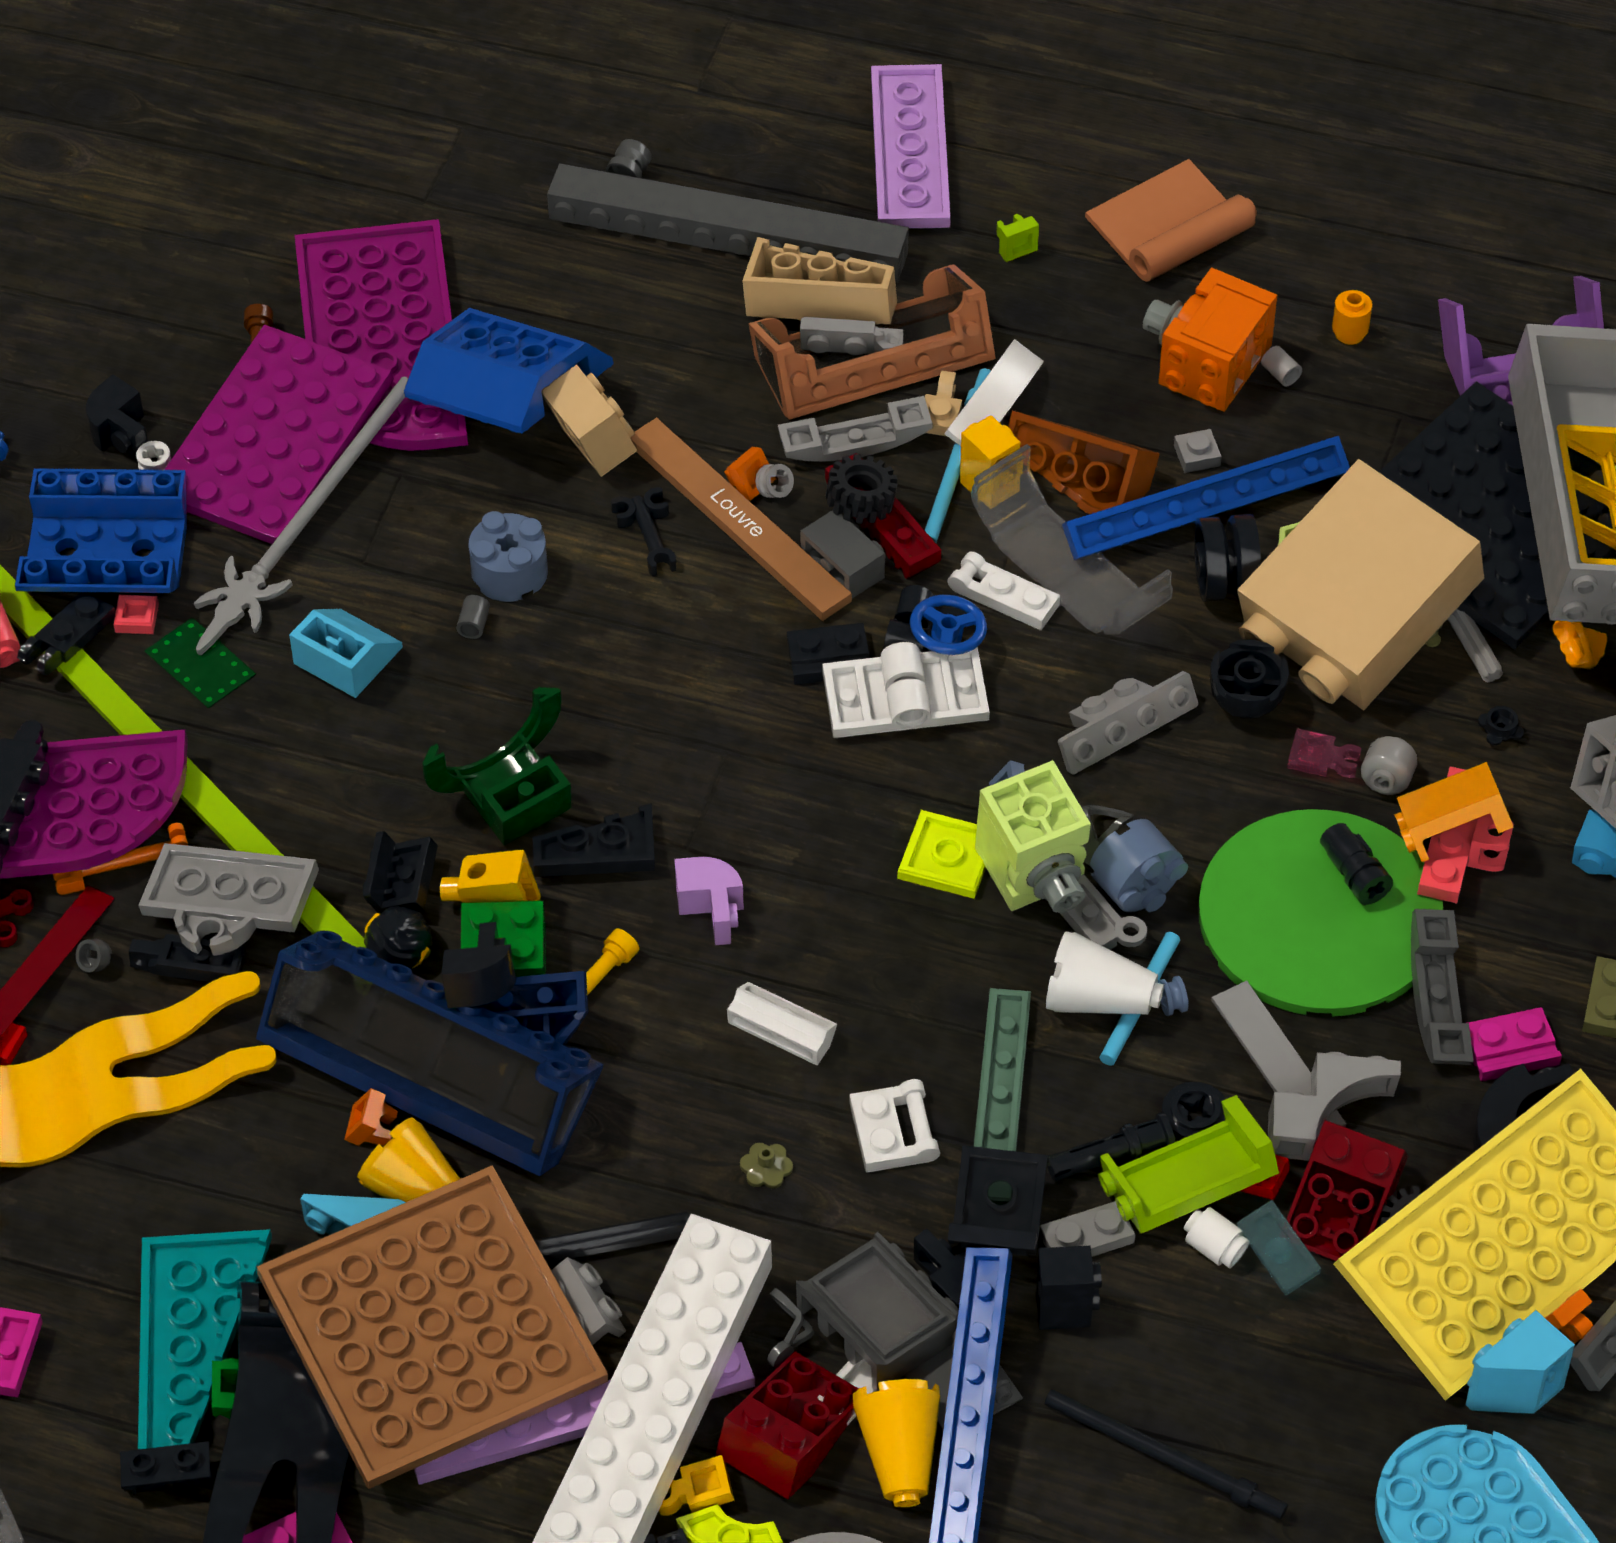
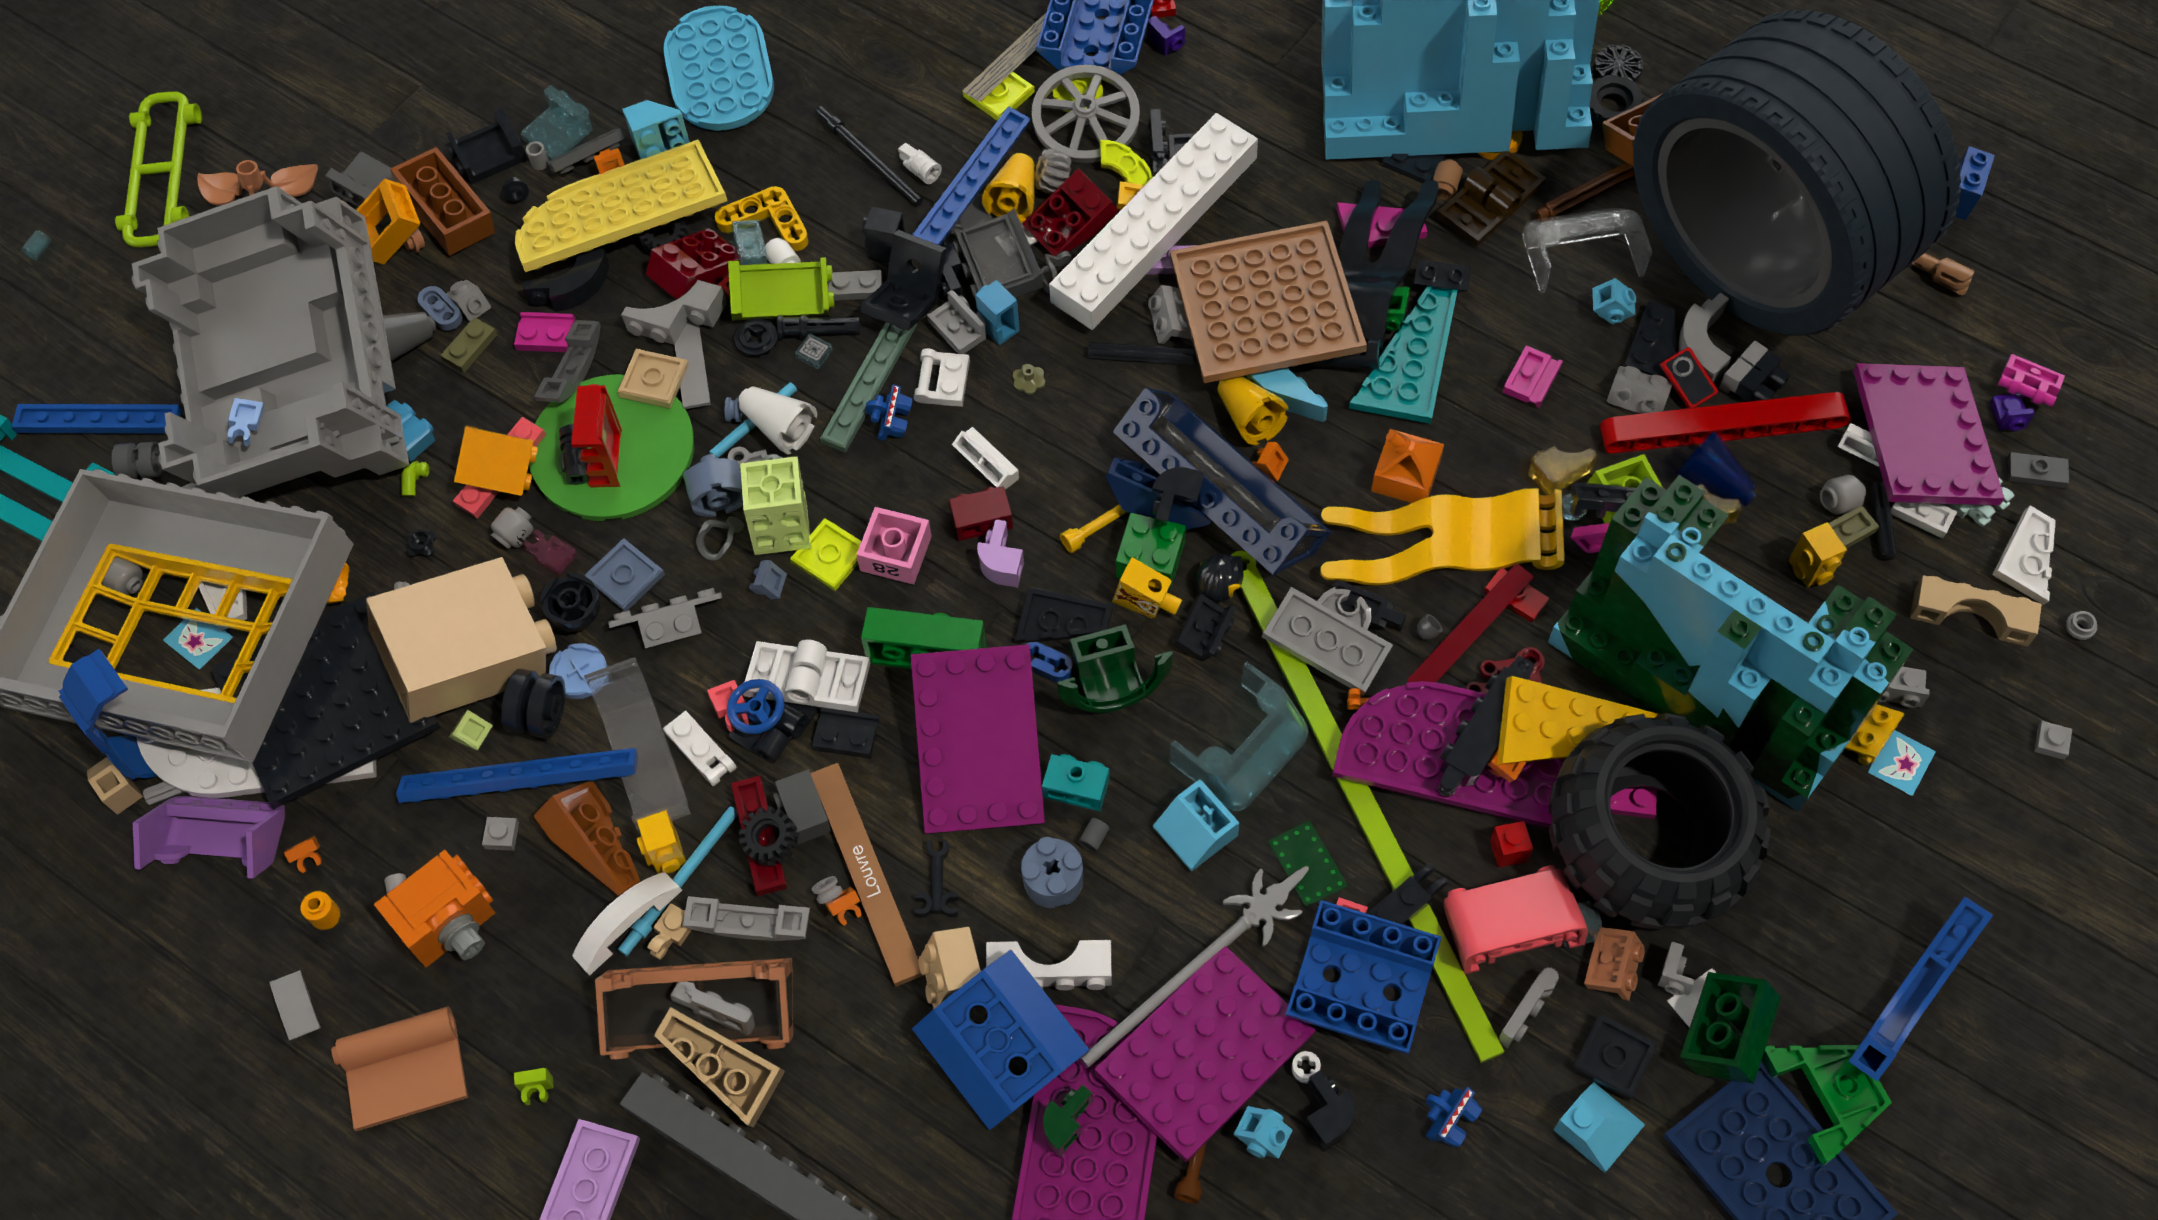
camera: 160 degrees left, 10 degrees up
(164, 1155) = (1407, 467): none -> orange piece
(186, 375) = (1269, 1134): none -> medium azure brick
(272, 775) = (1245, 773): none -> clear light blue windscreen
(410, 323) = (1061, 1123): none -> dark green brick
(512, 659) = (1076, 782): none -> teal brick
(522, 460) = (1085, 967): none -> white arch
(602, 793) = (1047, 660): none -> blue beam
(650, 652) = (977, 739): none -> magenta plate
(758, 943) = (977, 512): none -> dark red brick
(764, 748) = (894, 635): none -> green brick
(841, 1210) = (999, 311): none -> dark azure piece
(846, 1475) = (1052, 170): none -> light grey gear
(857, 861) = (894, 545): none -> bright pink brick
(900, 1200) = (958, 323): none -> light grey bracket
(949, 1043) = (894, 403): none -> blue hips
(999, 643) = (719, 698): none -> coral plate
(1075, 1455) = (920, 163): none -> white hinge
(1100, 1116) = (813, 351): none -> tile
(1199, 634) = (574, 664): none -> light blue tile
(1210, 759) = (624, 575): none -> sand blue tile
(1270, 1318) = (772, 209): none -> yellow beam
(1309, 1003) = (653, 378): none -> tan tile
(1320, 849) = (599, 428): none -> red window
(1327, 238) = (294, 1005): none -> light grey slope
(1415, 370) = (302, 851): none -> orange tile
(1570, 805) = (410, 476): none -> lime arm

